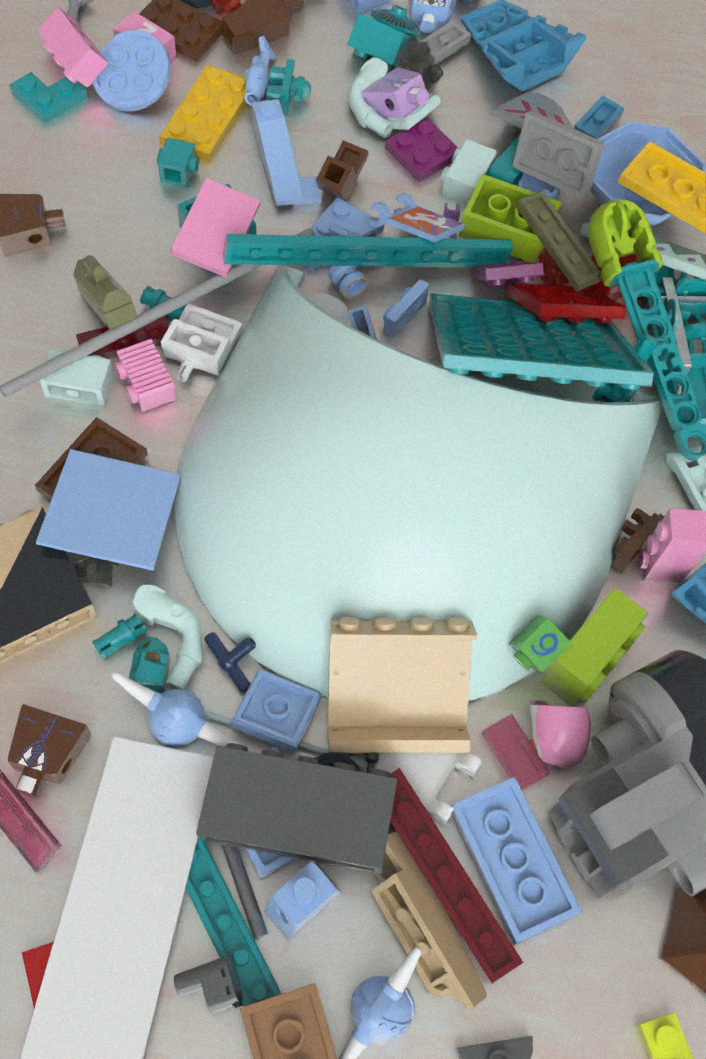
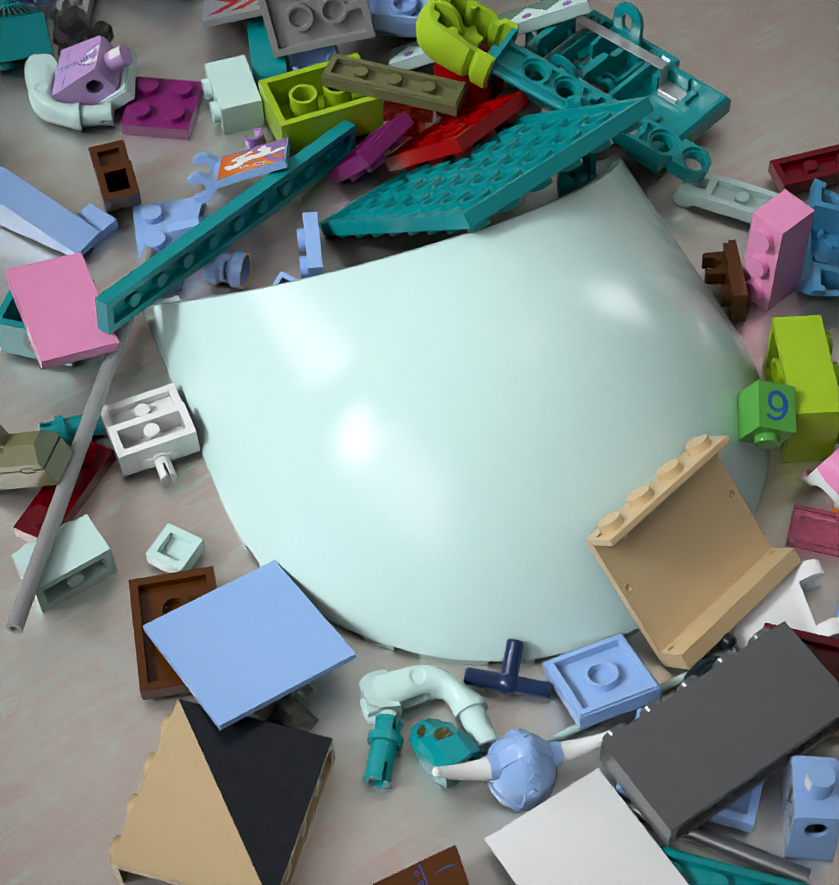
camera: 35 degrees left, 10 degrees down
(140, 422) = (175, 550): none -> light aqua plate
(146, 375) = (131, 503): bright pink brick -> none

